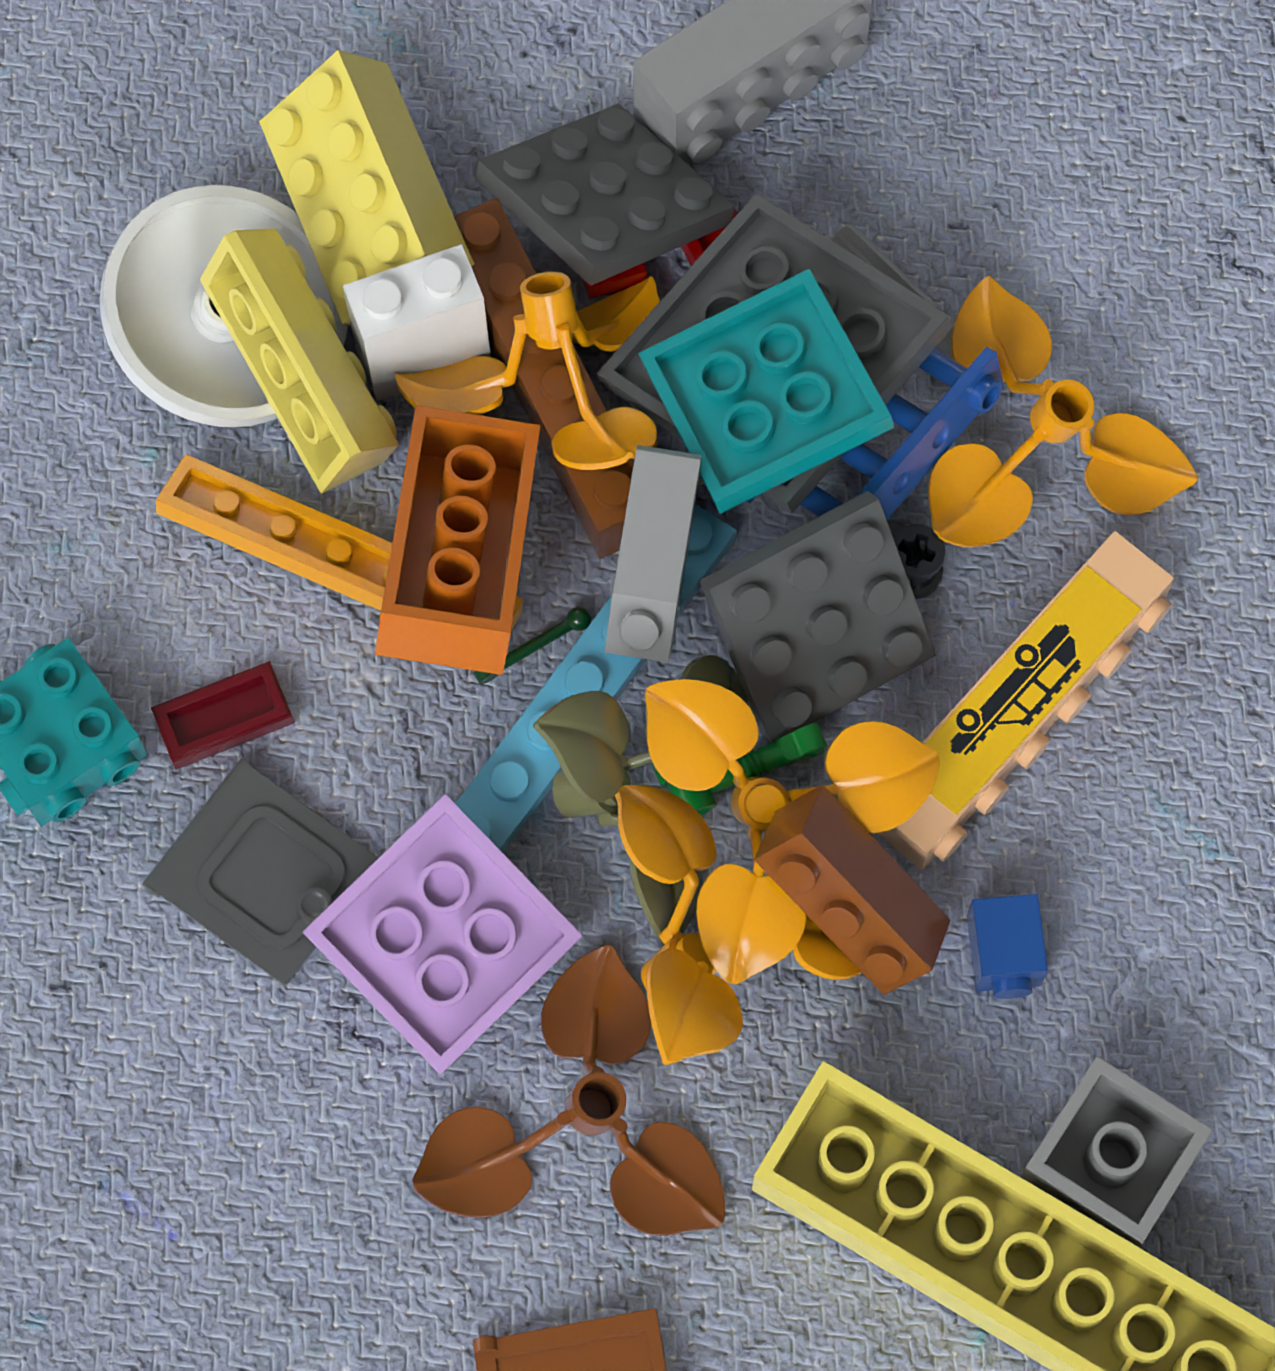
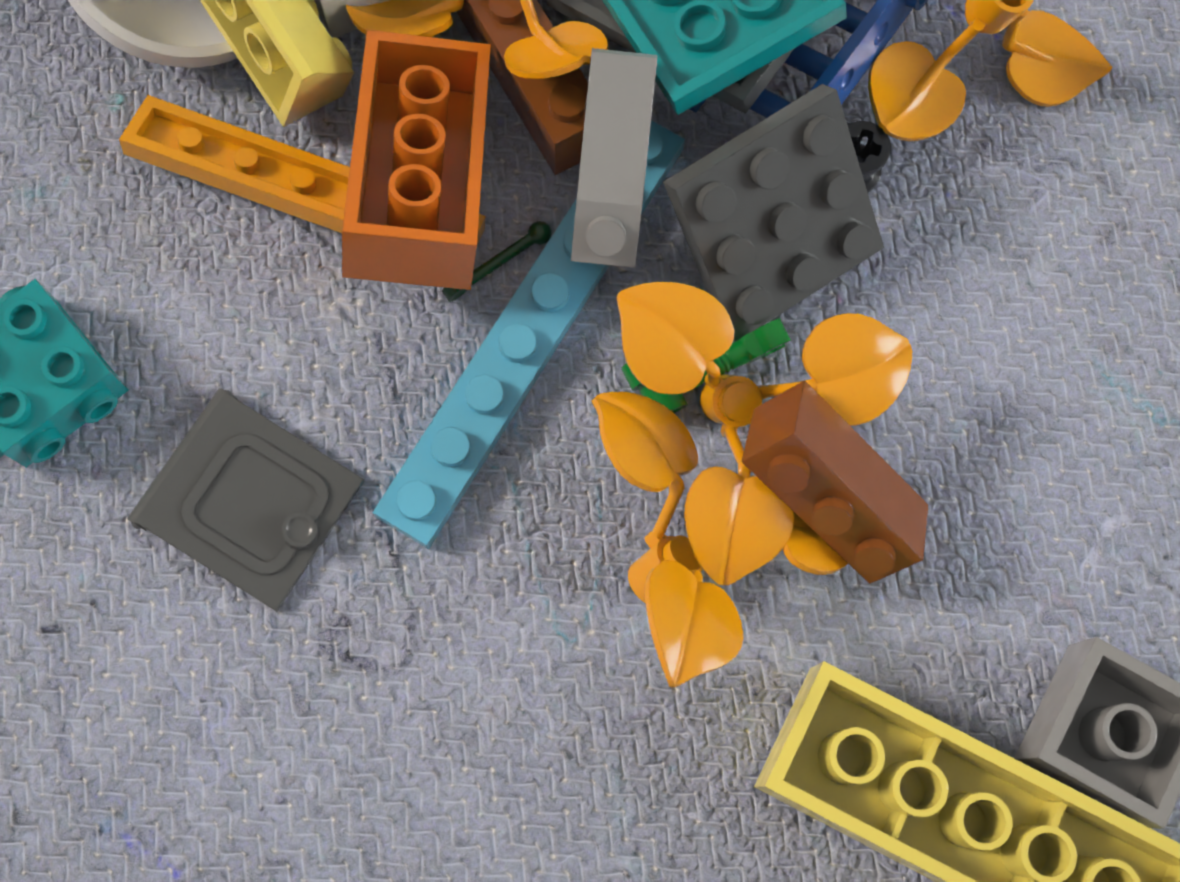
camera: 10 degrees left, 5 degrees up
(222, 715) = (198, 346): dark red tile -> none
(442, 934) = (428, 553): lavender plate -> none
(589, 742) = (566, 350): olive plant -> none
(662, 1185) = (670, 780): dark orange plant -> none
(1007, 945) = (983, 525): blue brick -> none
(1031, 688) = (985, 269): brick -> none

